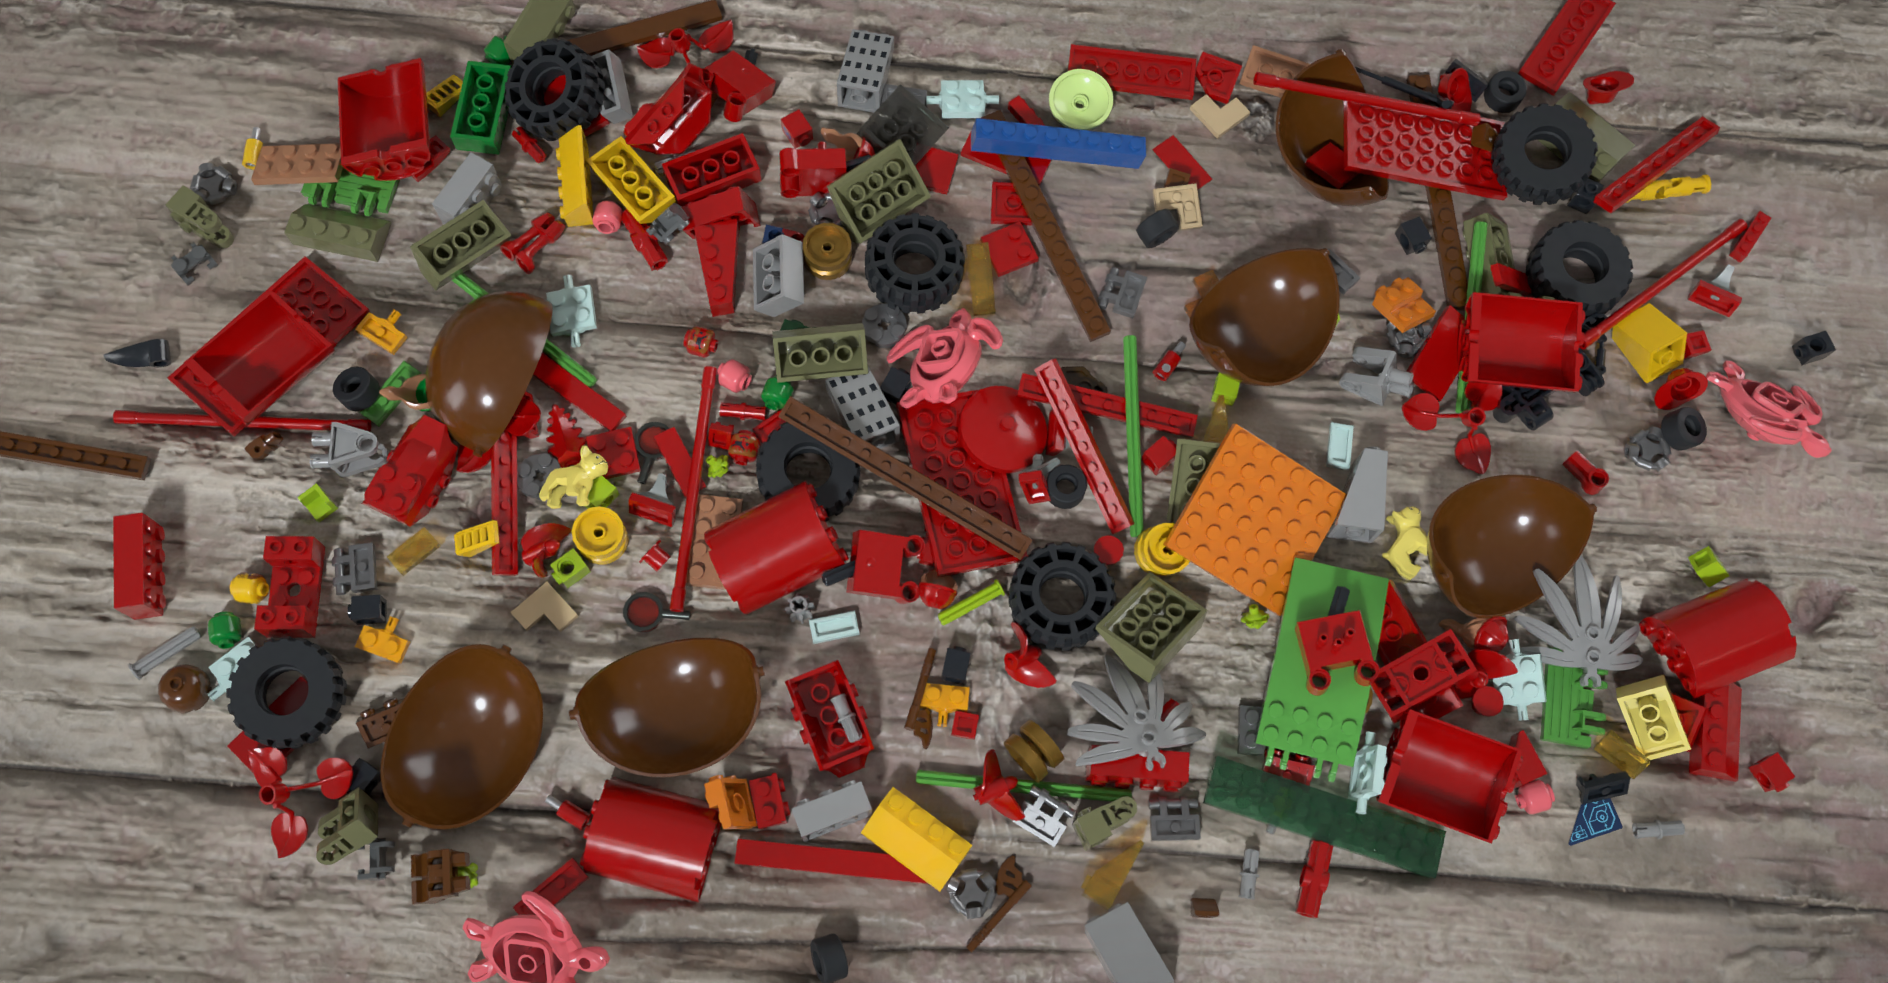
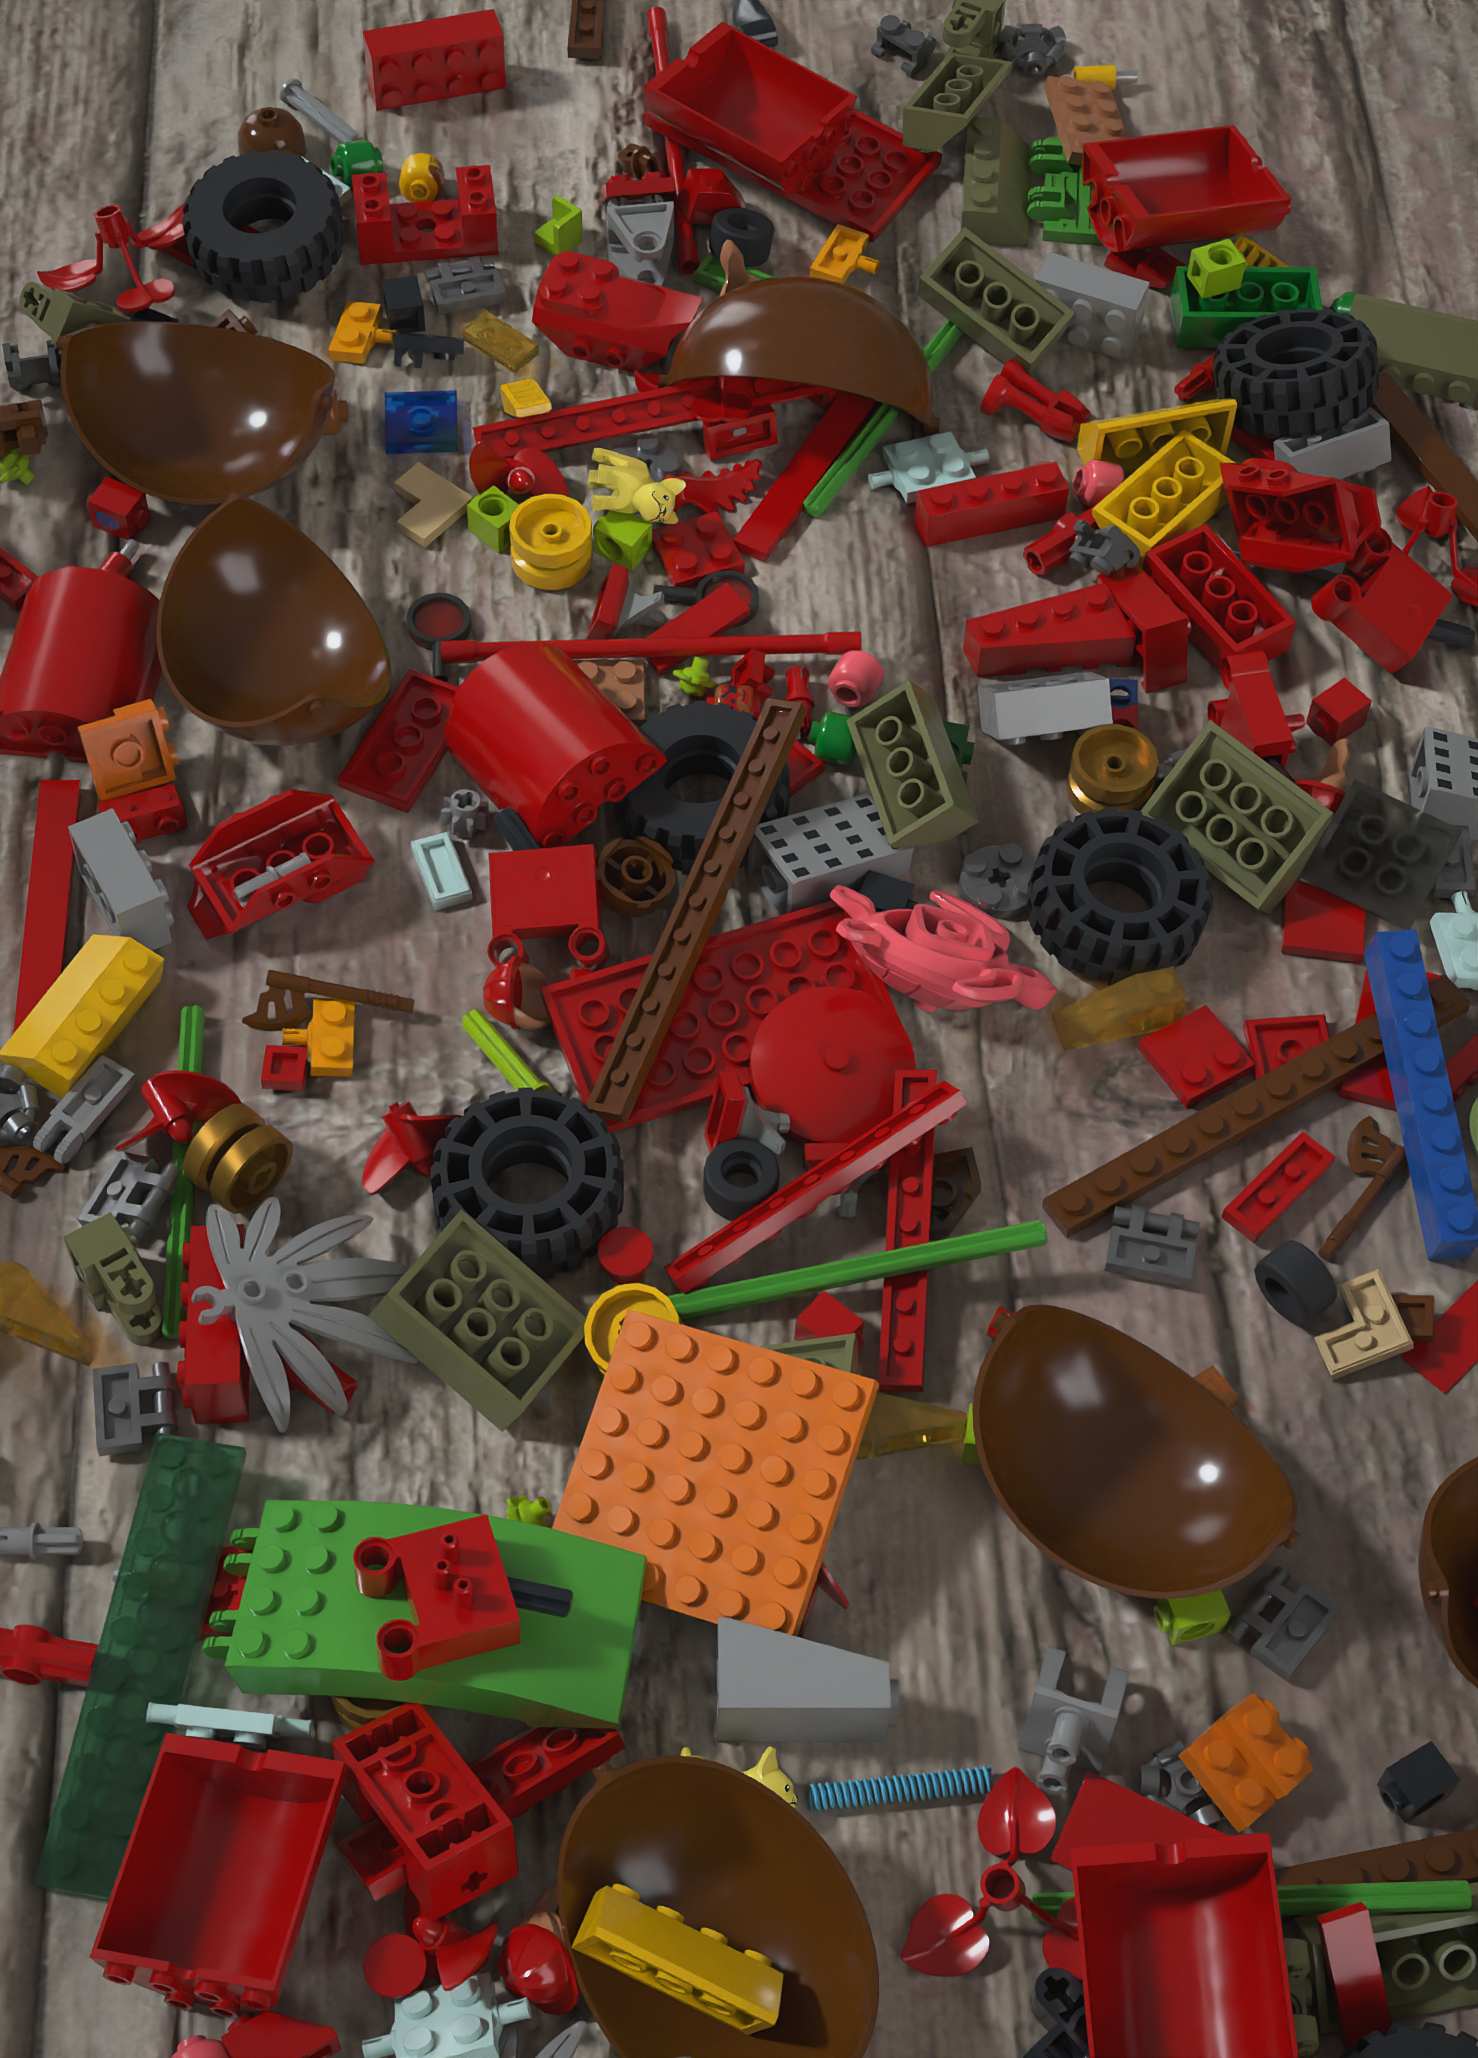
camera: 85 degrees right, 15 degrees down
(269, 235) = (950, 99): none -> olive slope
(298, 447) = (624, 187): none -> red plate
(318, 403) = (706, 194): none -> red slope
(409, 593) = (442, 346): none -> black plate
(468, 120) = (1216, 268): none -> lime brick
(471, 609) = (421, 422): none -> clear blue tile
(518, 806) = (118, 509): none -> red brick
(605, 268) = (991, 504): none -> red wedge
(656, 557) = (529, 617): red piece -> none
(700, 341) = (909, 629): red head -> none
(717, 620) = (402, 743): none -> red tile
(868, 512) = (635, 876): none -> reddish brown cylinder
(956, 665) = (387, 1042): black brick -> none
(981, 840) = (85, 1107): none -> light grey hinge
(1088, 175) = (1383, 1175): none -> reddish brown piece
(1095, 226) = (1278, 1187): none -> red plate
(1339, 446) = (919, 1661): light aqua tile -> none
(1404, 463) = (894, 1781): none -> medium azure piece
(1503, 564) = (680, 1960): none -> yellow slope

